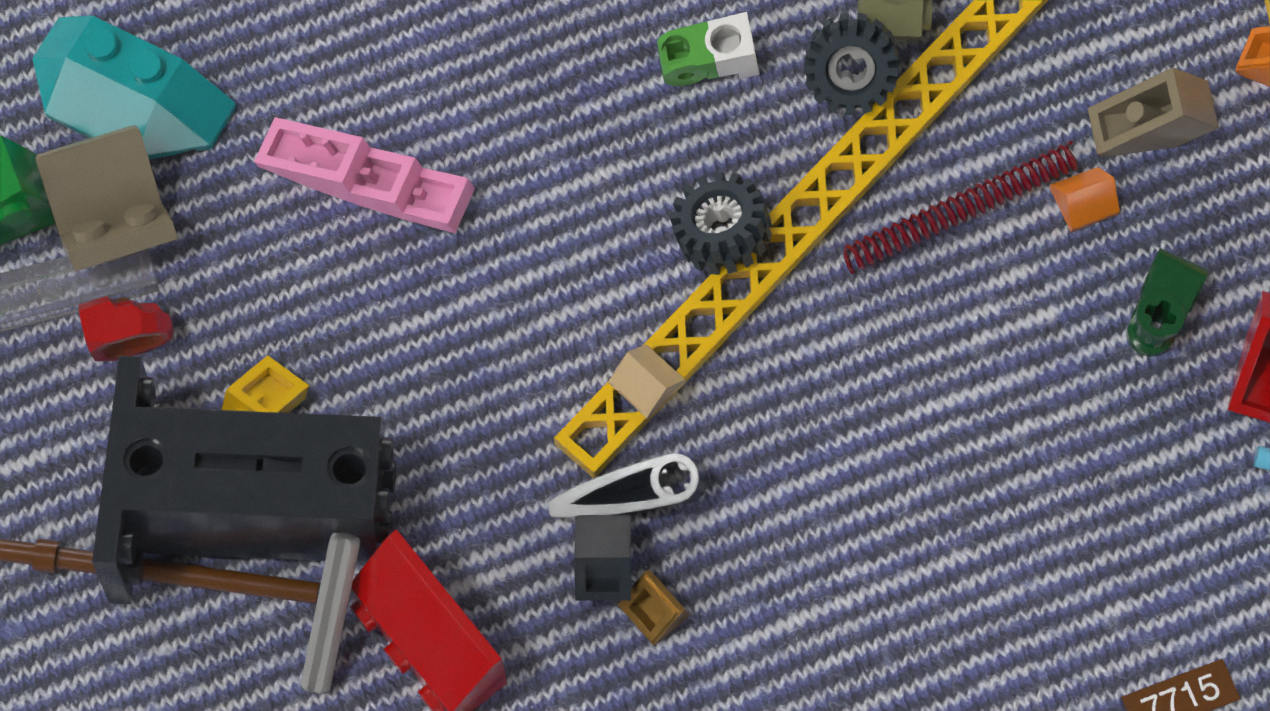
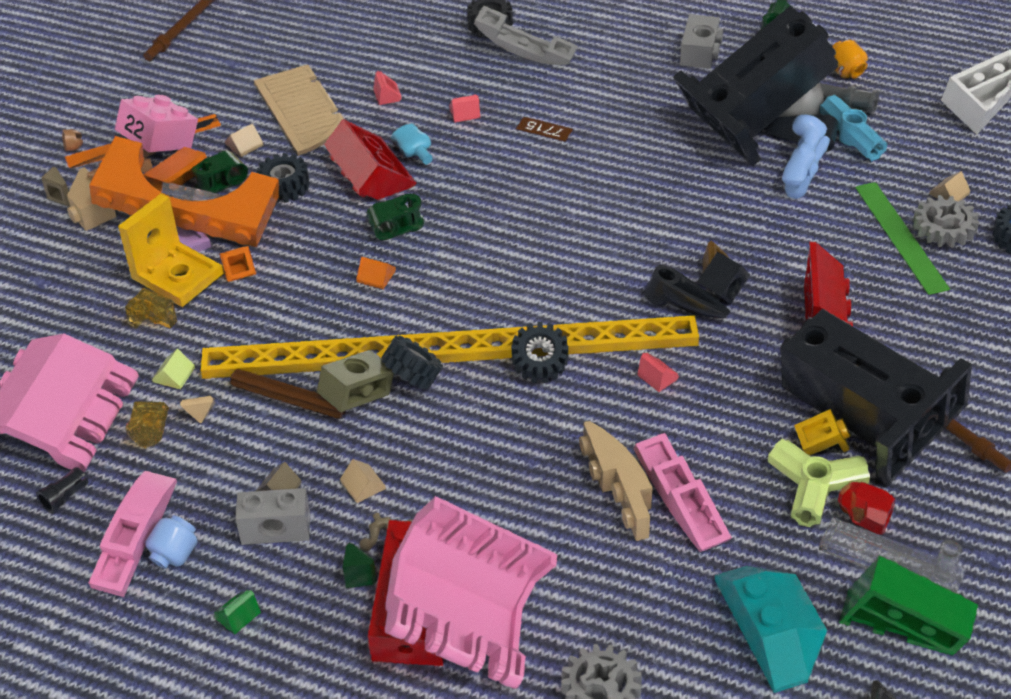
camera: 135 degrees left, 25 degrees down
(104, 198) = (834, 547): dark tan bracket -> none
(205, 292) = (815, 478): none -> yellowish green piece
(330, 612) = (872, 326): light grey axle -> none
(467, 137) = (621, 474): none -> tan slope
(558, 342) = (656, 372): none -> coral slope
(645, 380) = (637, 322): tan slope -> none
(708, 51) = (462, 421): leg -> none
(960, 210) = (426, 297): dark red piece -> none
(1154, 115) = (314, 271): dark tan slope -> none

